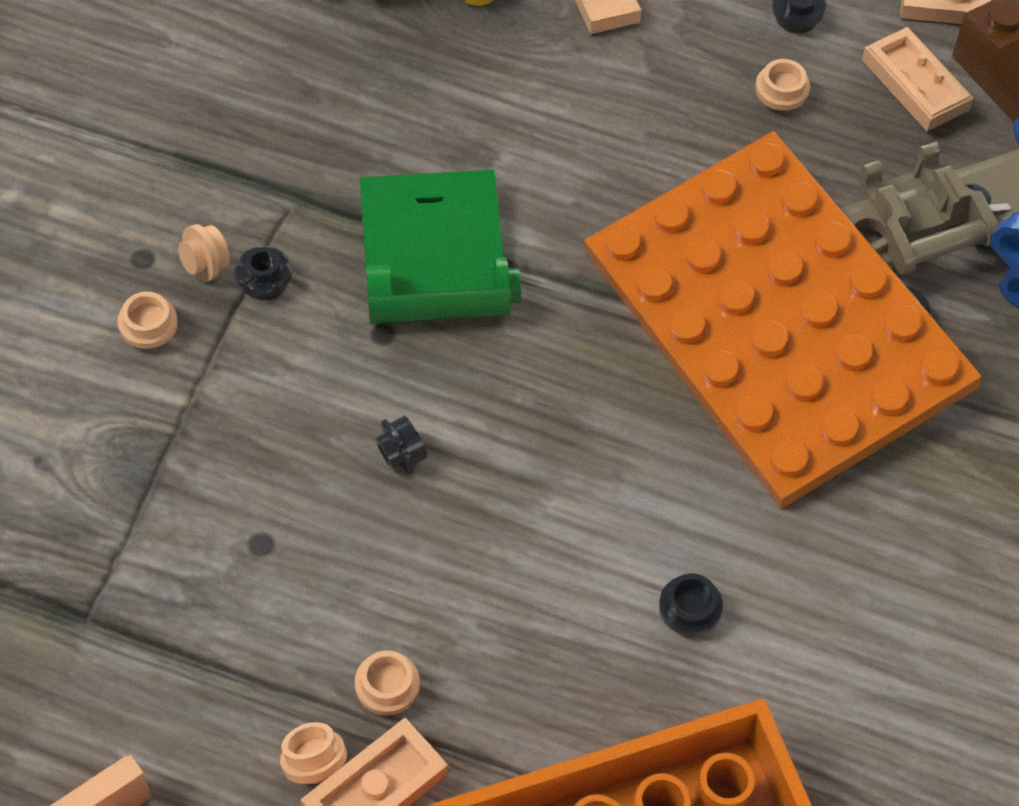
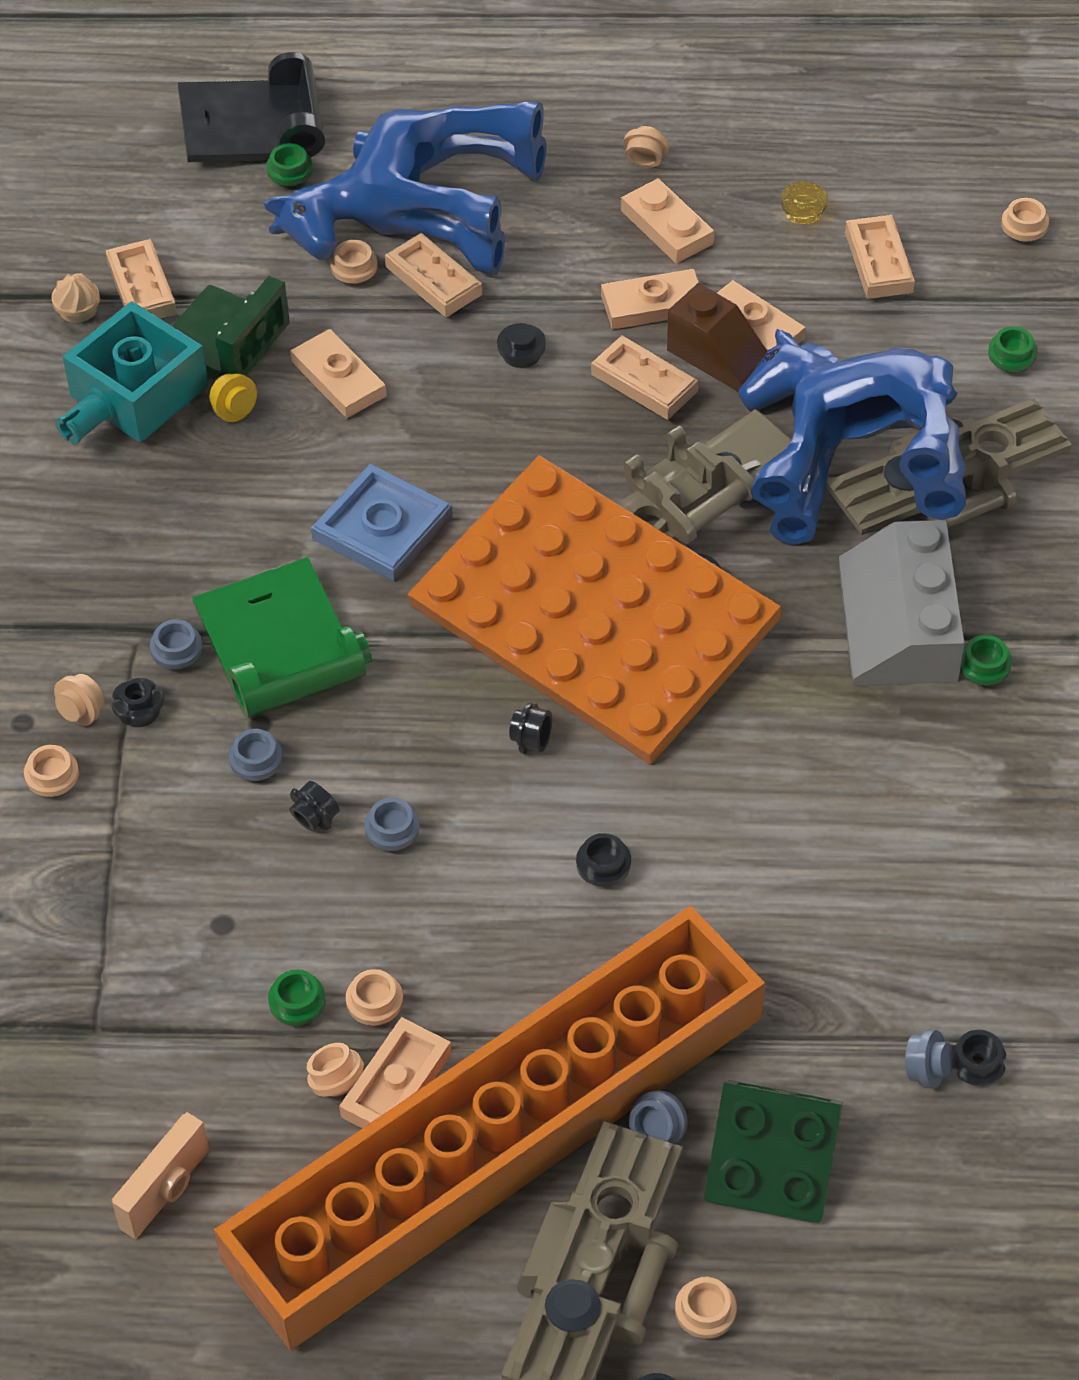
camera: 15 degrees left, 5 degrees down
(304, 655) = (296, 998): none -> green plate
(325, 223) = (175, 644): none -> sand blue plate
(362, 368) = (255, 755): none -> sand blue plate
(476, 491) = (391, 824): none -> sand blue plate
(586, 155) = (382, 522): none -> medium blue tile
(663, 429) = (531, 728): none -> black plate
(782, 85) = (531, 415): light nougat plate -> none

